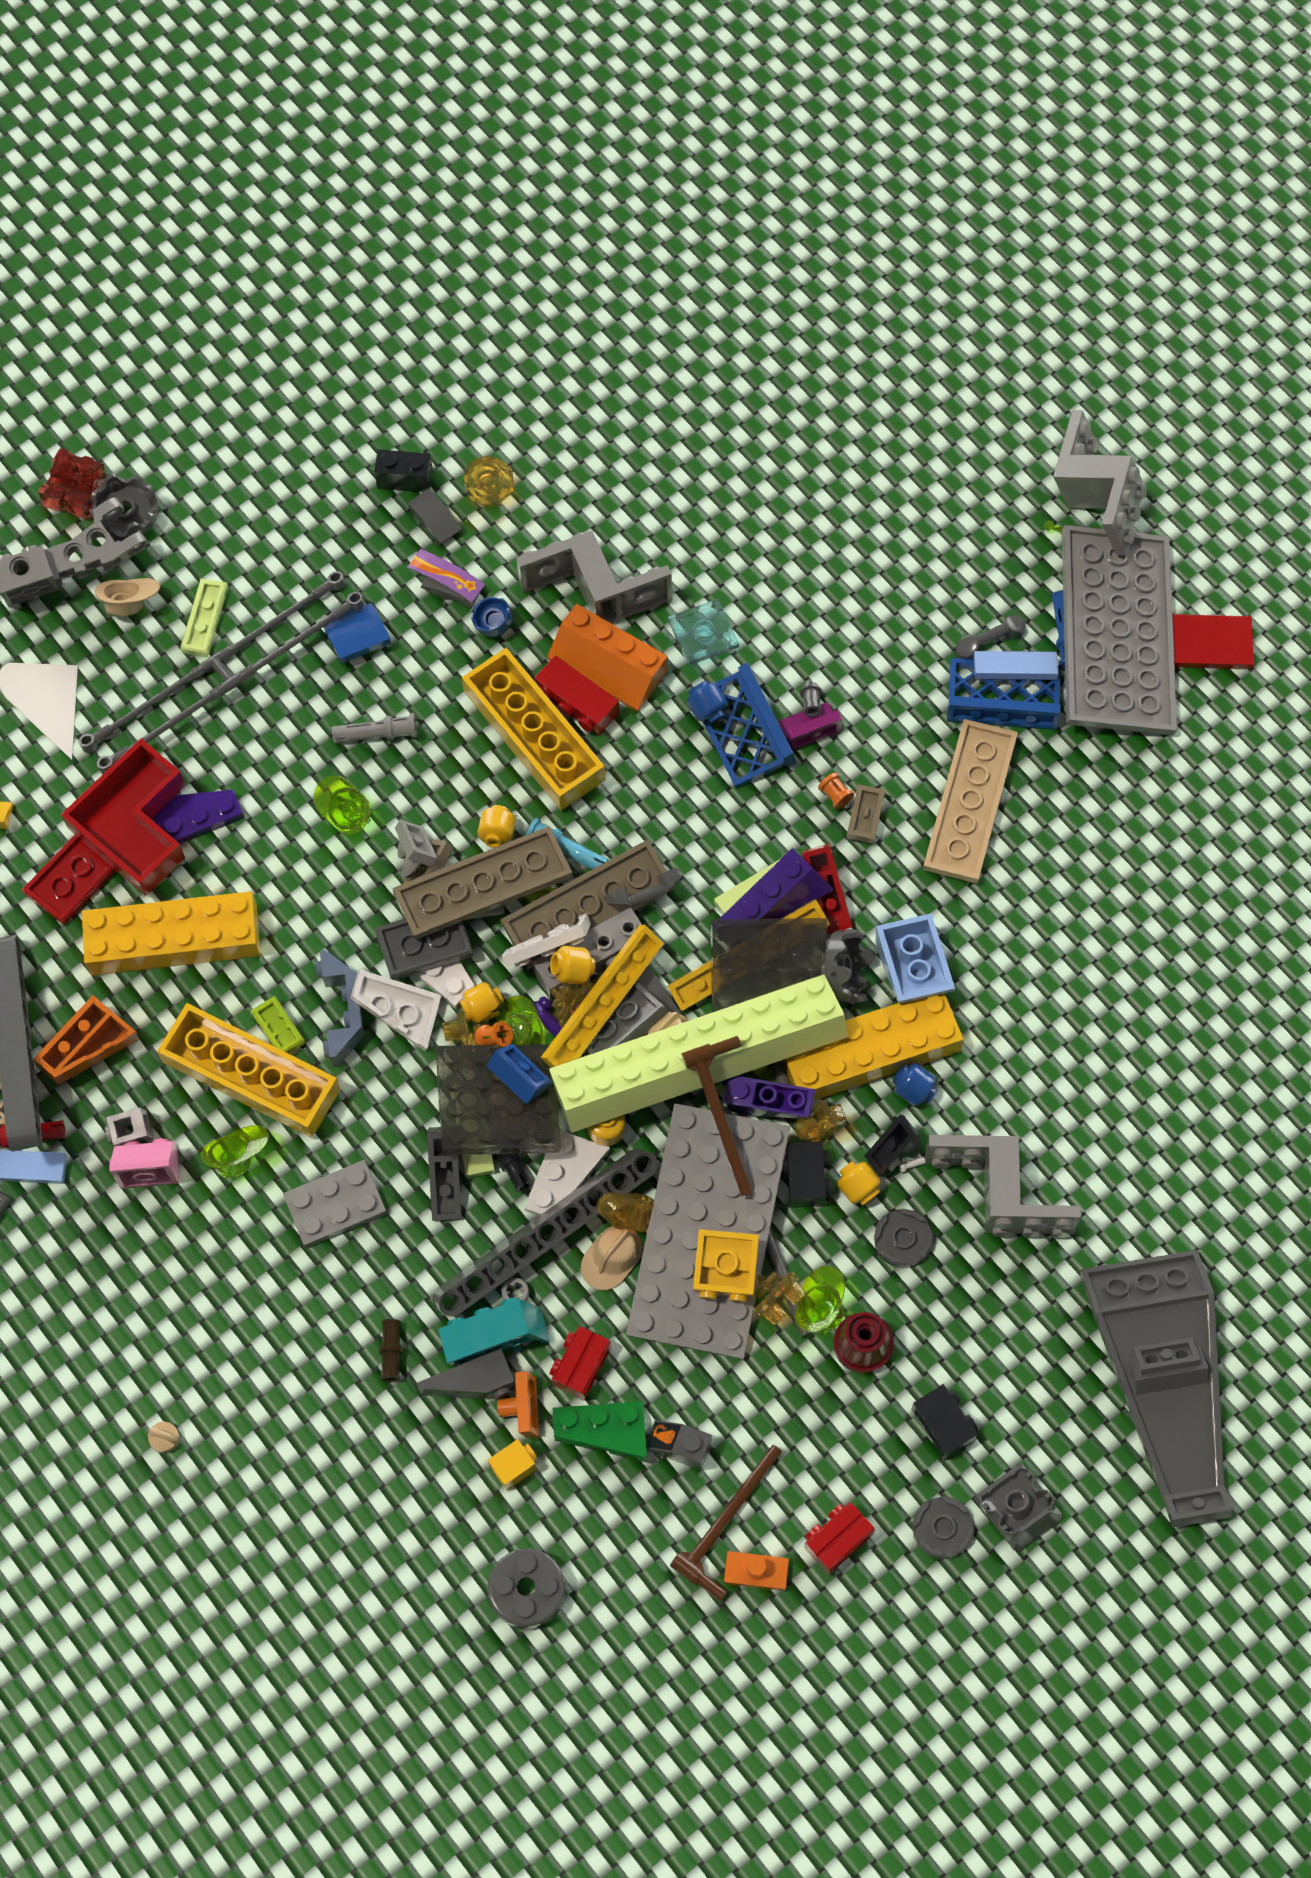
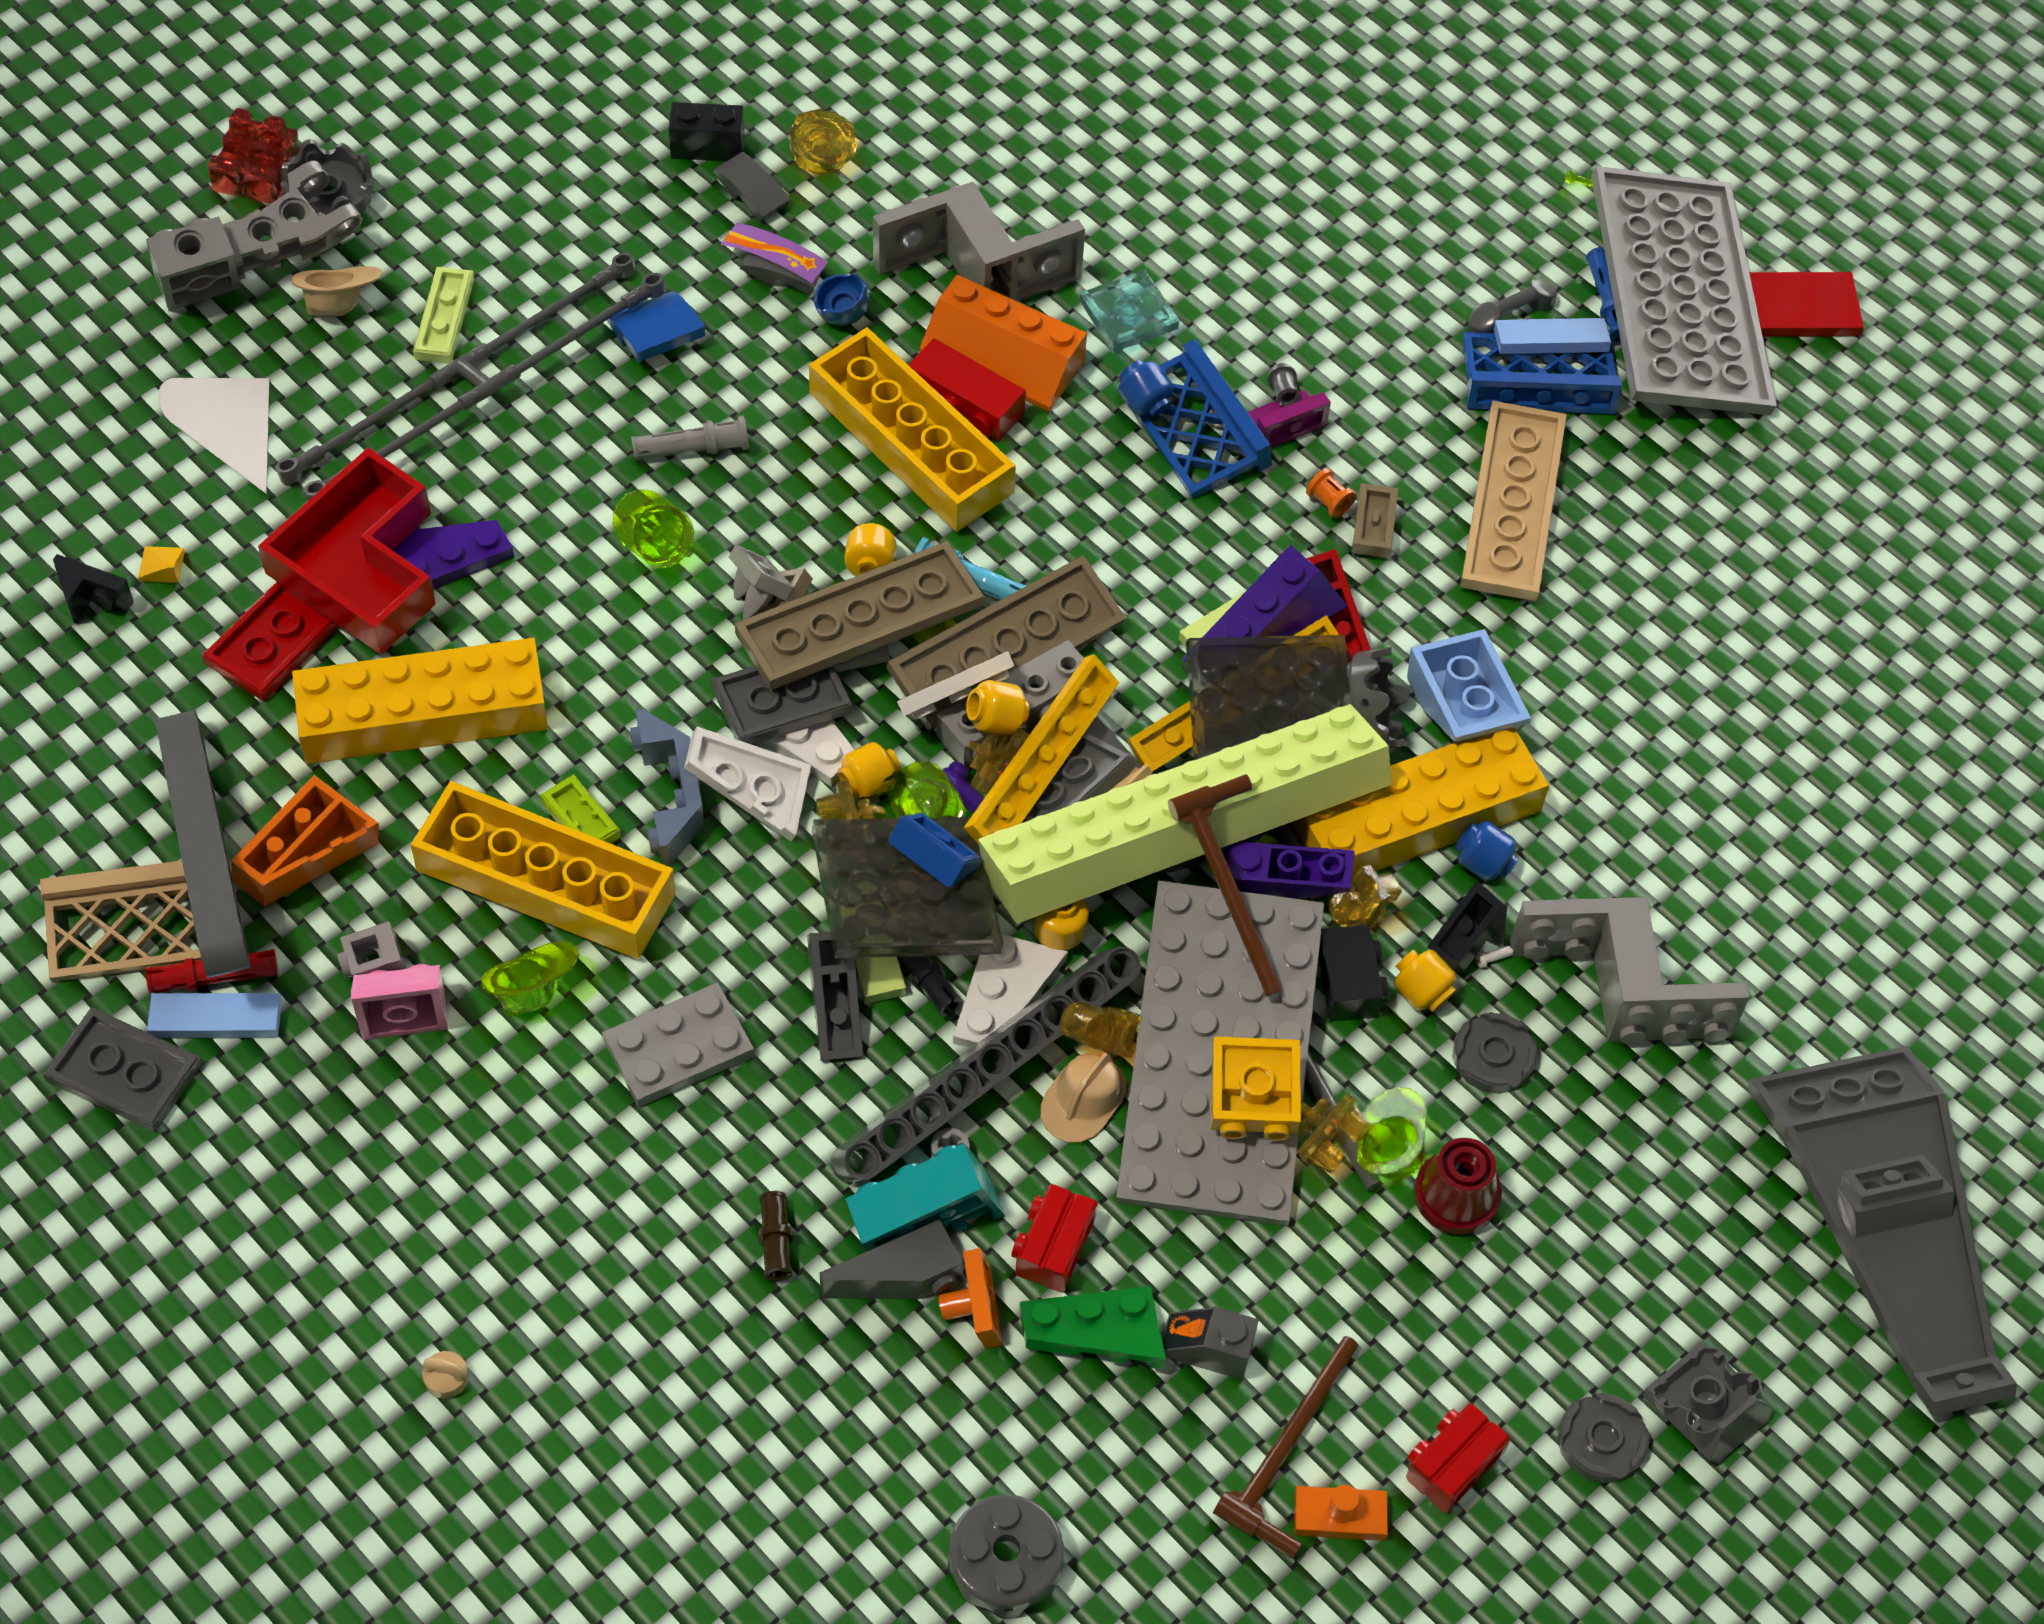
camera: 10 degrees left, 10 degrees down
(497, 1028) = (893, 803): orange bush -> none
(513, 1464) = (969, 1381): yellow brick -> none
(622, 900) = (1054, 631): dark grey bar -> none
(945, 1421) = (1588, 1290): black piece -> none
(1100, 482) = (1636, 114): light grey bracket -> none

